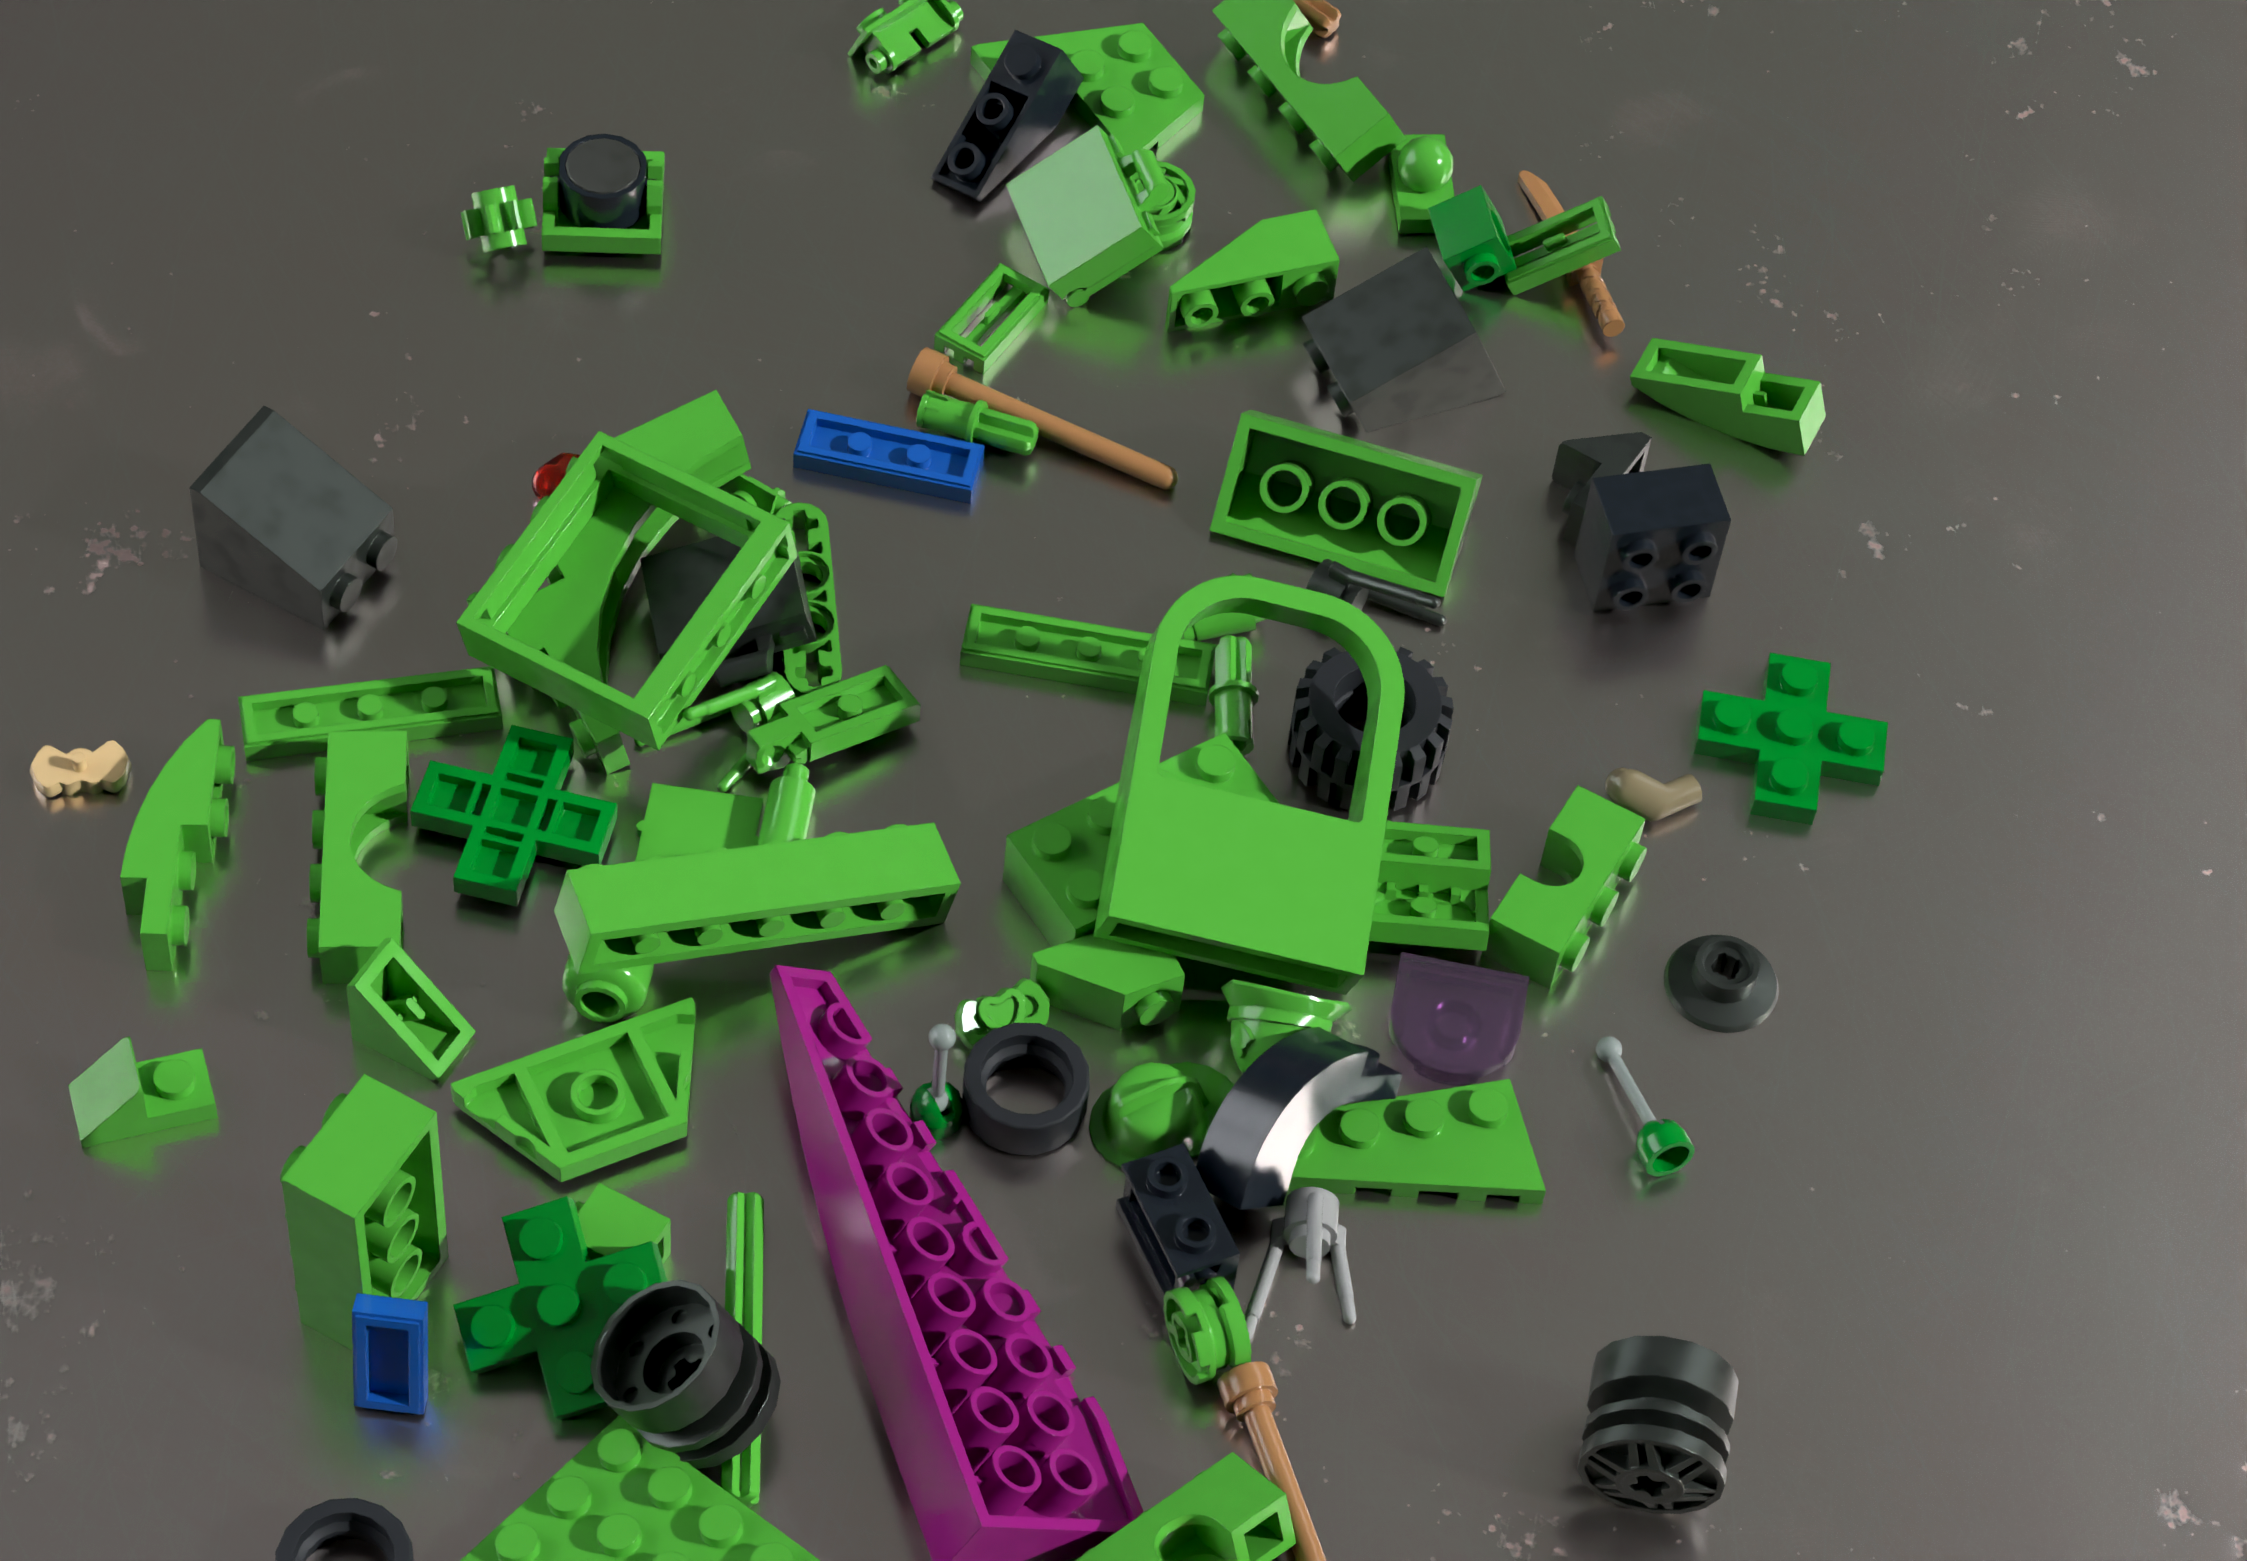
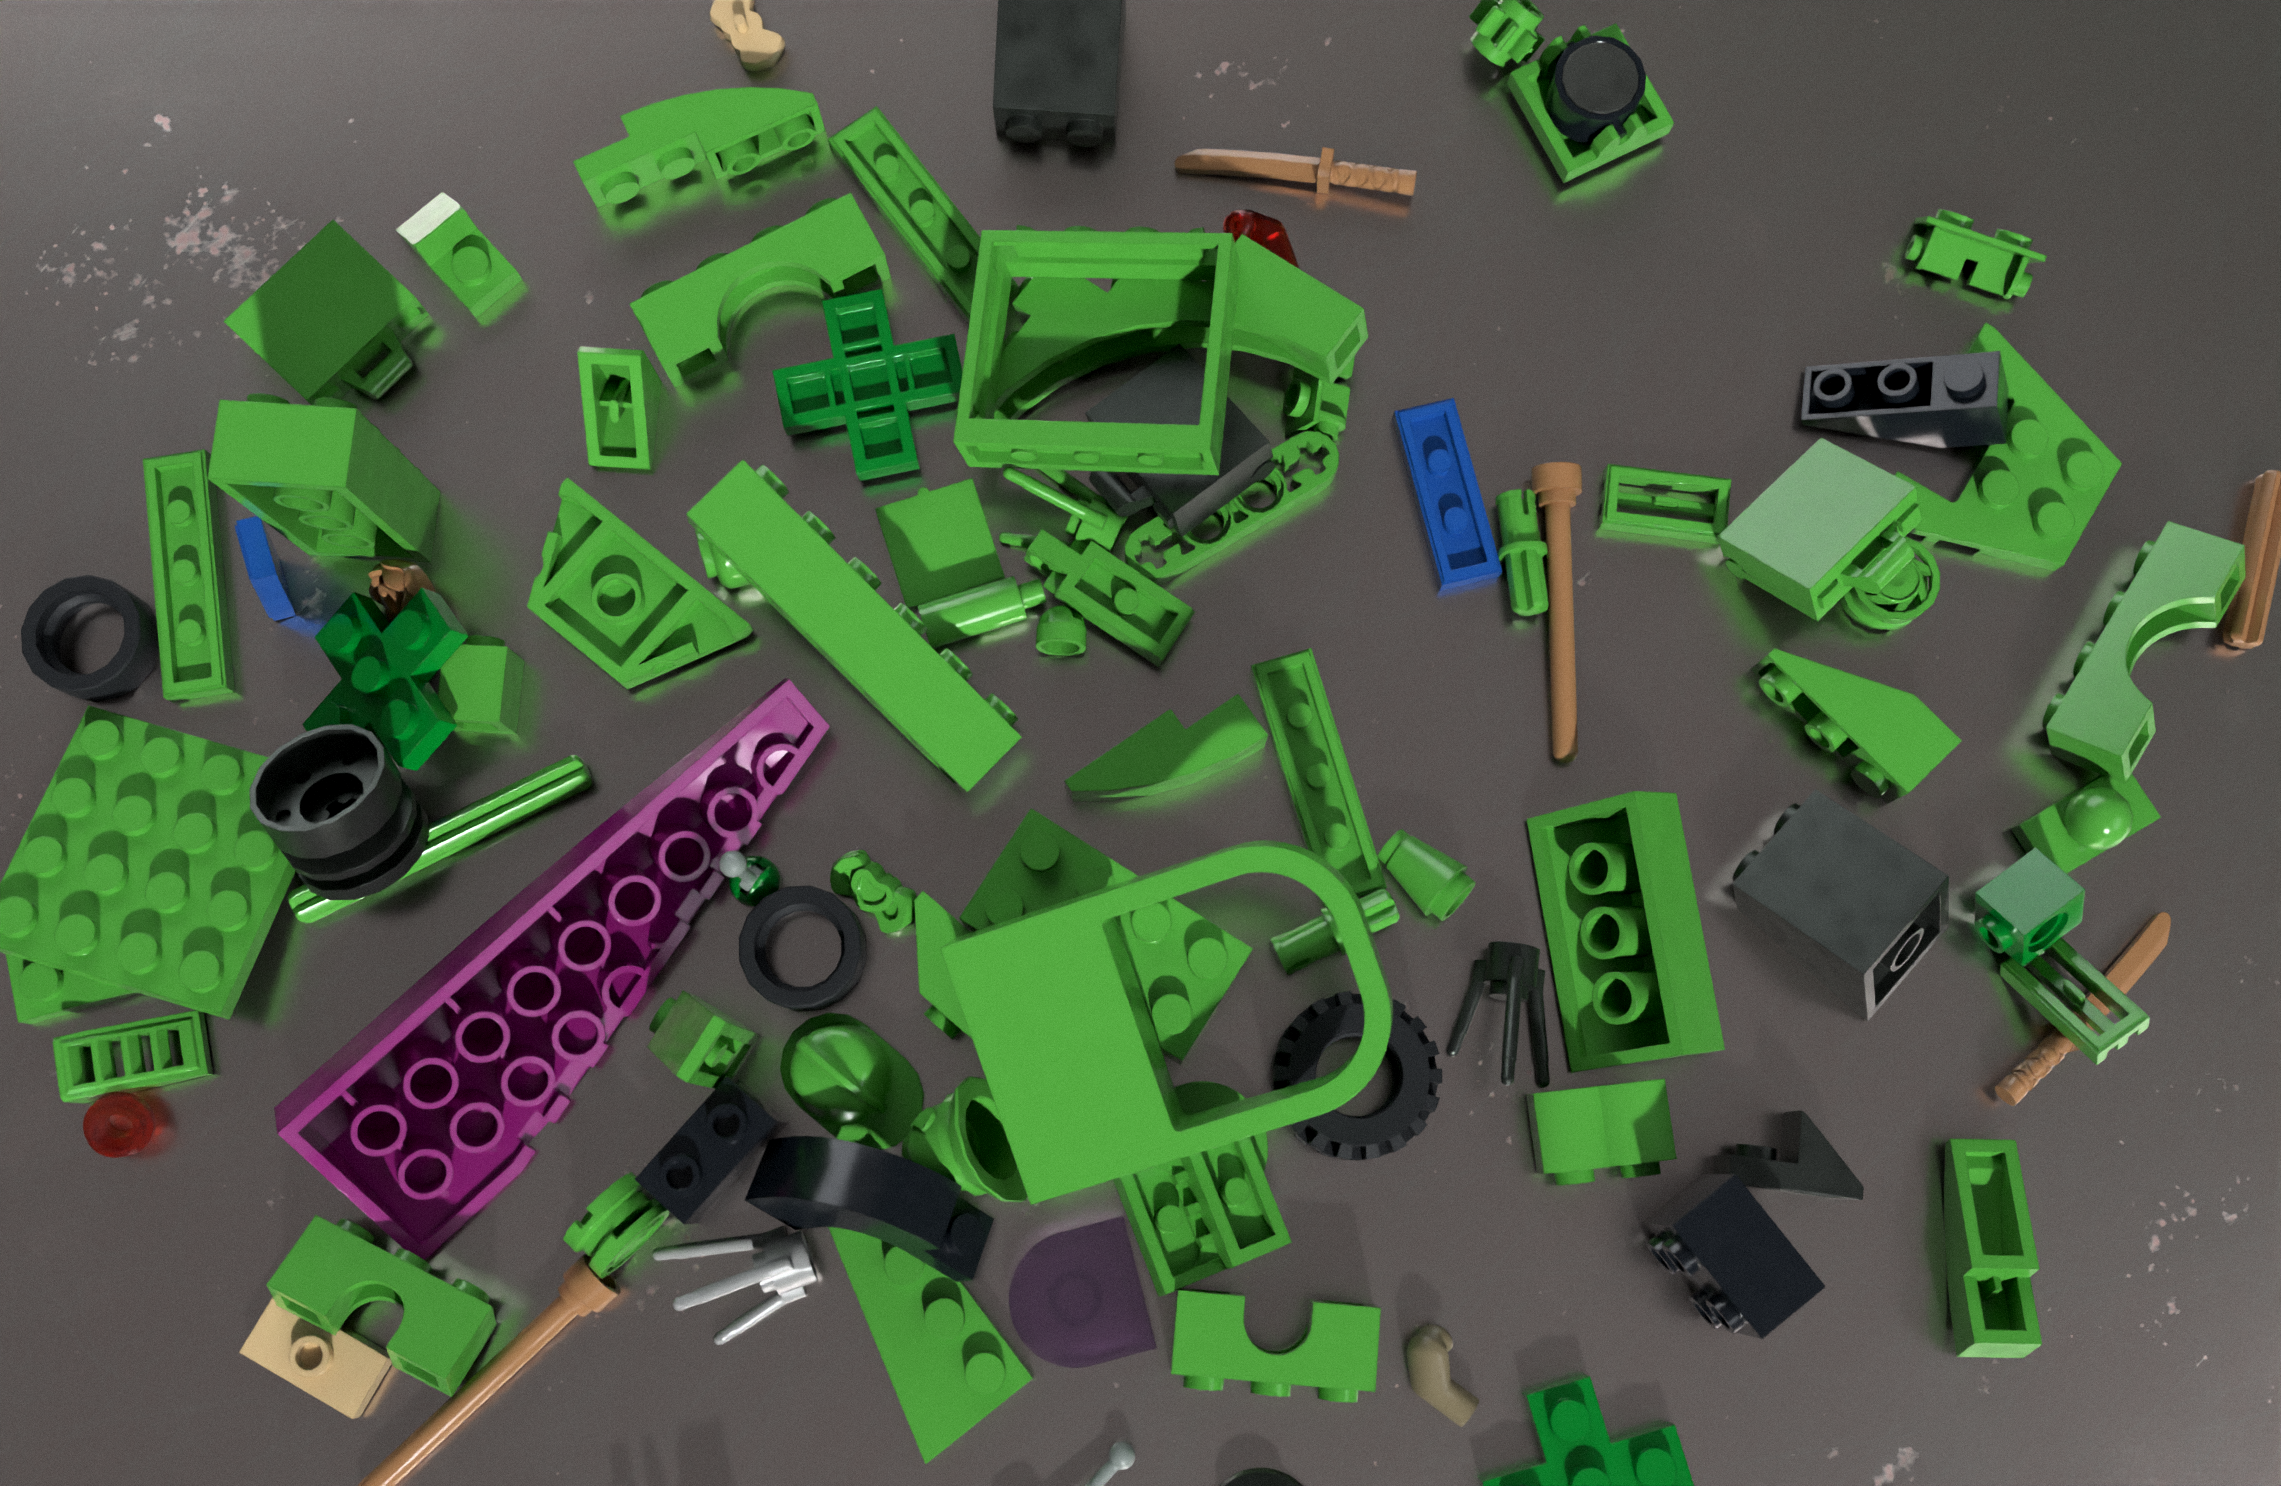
camera: 70 degrees right, 25 degrees up
(149, 1224) = (331, 320): none -> bright green piece
(325, 1465) = (188, 577): none -> bright green tile
(470, 1253) = (395, 584): none -> medium nougat plate
(534, 407) = (1297, 168): none -> medium nougat sword
(845, 772) = (1061, 632): none -> bright green hinge
(1007, 736) = (1170, 756): none -> bright green slope
(1078, 1169) = (699, 1040): none -> bright green slope
(1502, 588) = (1600, 1129): none -> bright green brick

